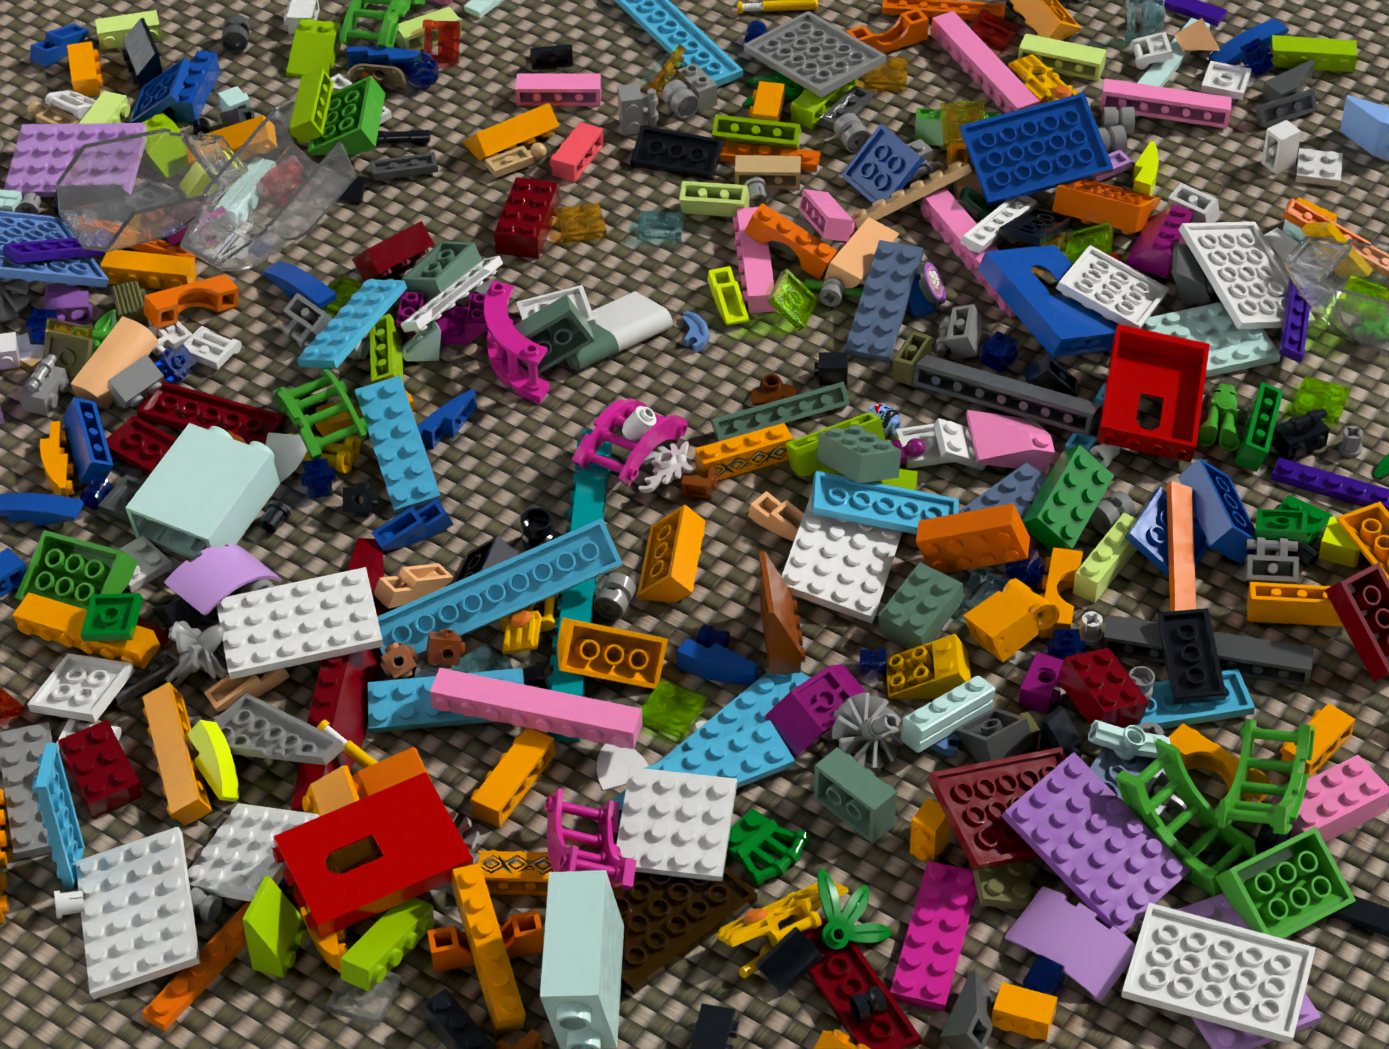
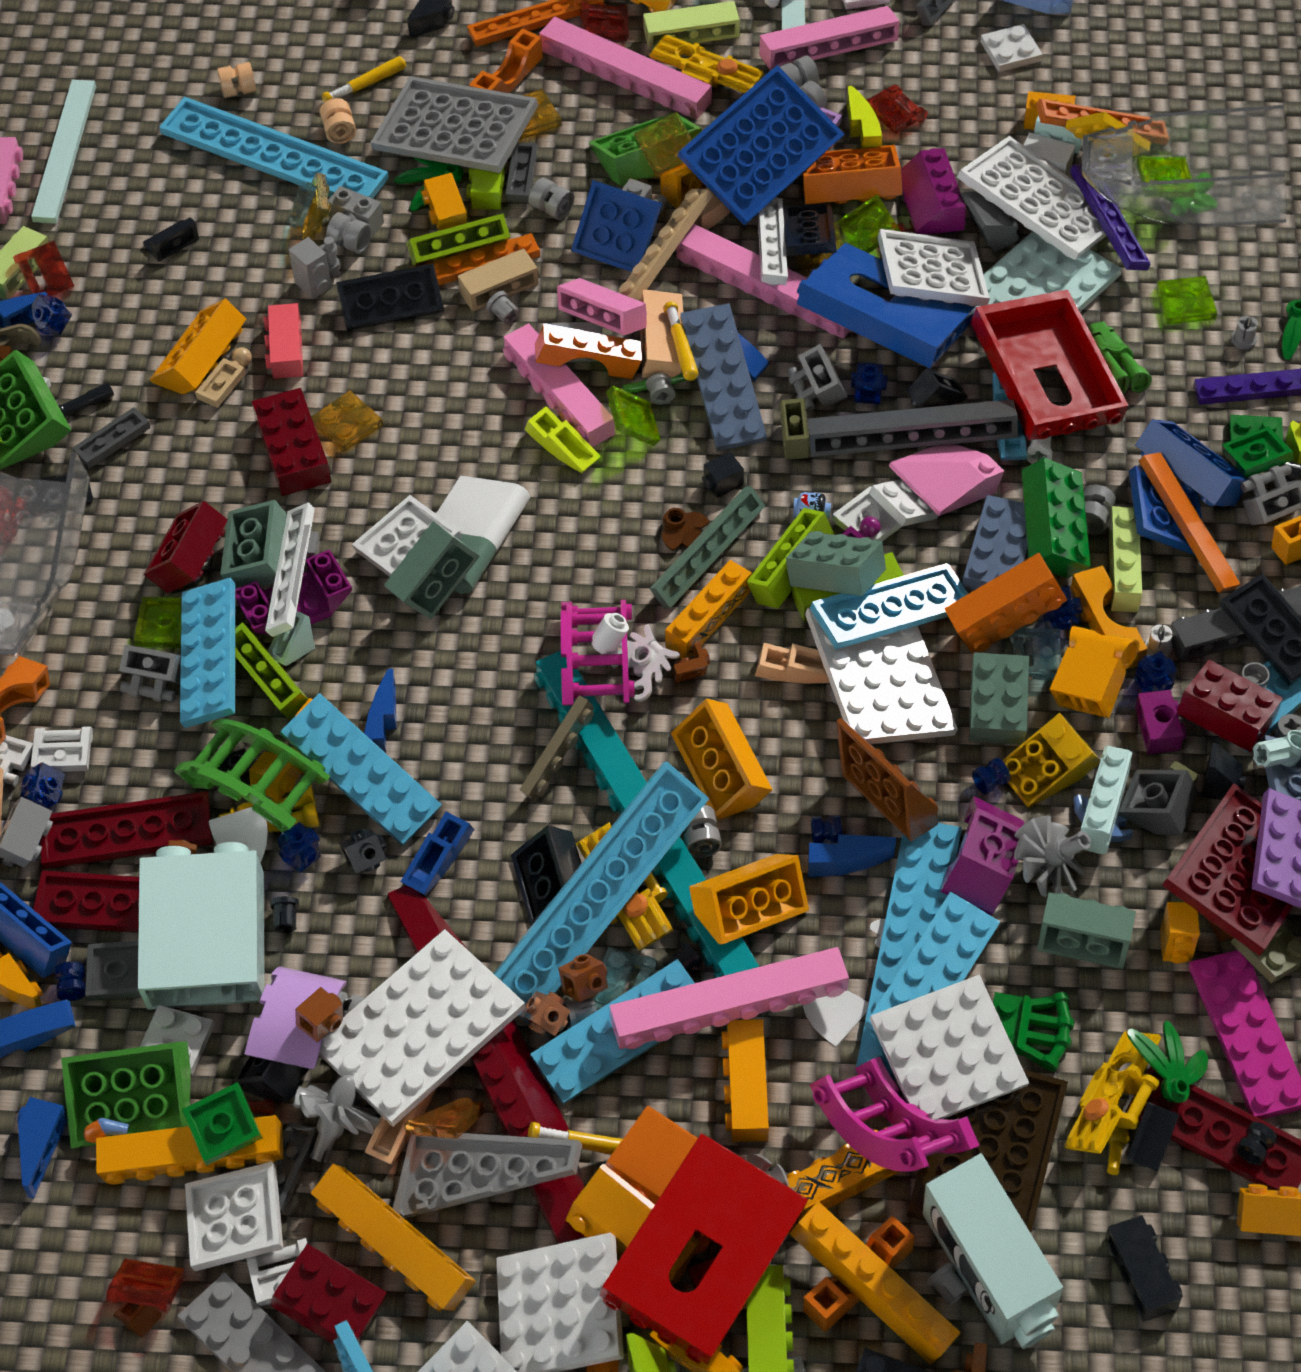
camera: 30 degrees left, 10 degrees up
(41, 589) = (104, 1128): none -> arm
(215, 760) = (443, 1223): neon yellow slope -> none
(229, 576) = (319, 1014): none -> dark orange brick
(275, 697) = (446, 1121): none -> clear orange wing
(295, 280) = (105, 628): blue slope -> none
(411, 584) = (488, 919): light nougat slope -> none
(507, 345) = (379, 597): dark pink fence -> none
(536, 527) = (570, 796): black wheel -> none
(551, 490) = (552, 757): none -> dark tan plate
(558, 89) = (210, 275): bright pink brick -> none
(660, 225) = (430, 383): clear light blue plate -> none
(672, 709) = (840, 924): clear neon green plate -> none
(698, 333) = (557, 491): medium blue piece -> none
(713, 198) = (470, 335): yellowish green brick -> none
(732, 23) = (337, 121): none -> light nougat wheel
(754, 30) = (368, 123): clear blue wheel -> none
(862, 269) = (681, 343): none -> yellow piece
(931, 284) = (756, 338): tile -> none
(975, 203) = (734, 230): clear green tile -> none
(1176, 172) = (892, 113): none -> clear red plate
(1204, 206) = (931, 136): white brick -> none
(1259, 426) = (1160, 355): green brick -> none
(1281, 147) = (971, 42): white brick -> none
(1301, 434) = (1199, 346): black brick -> none

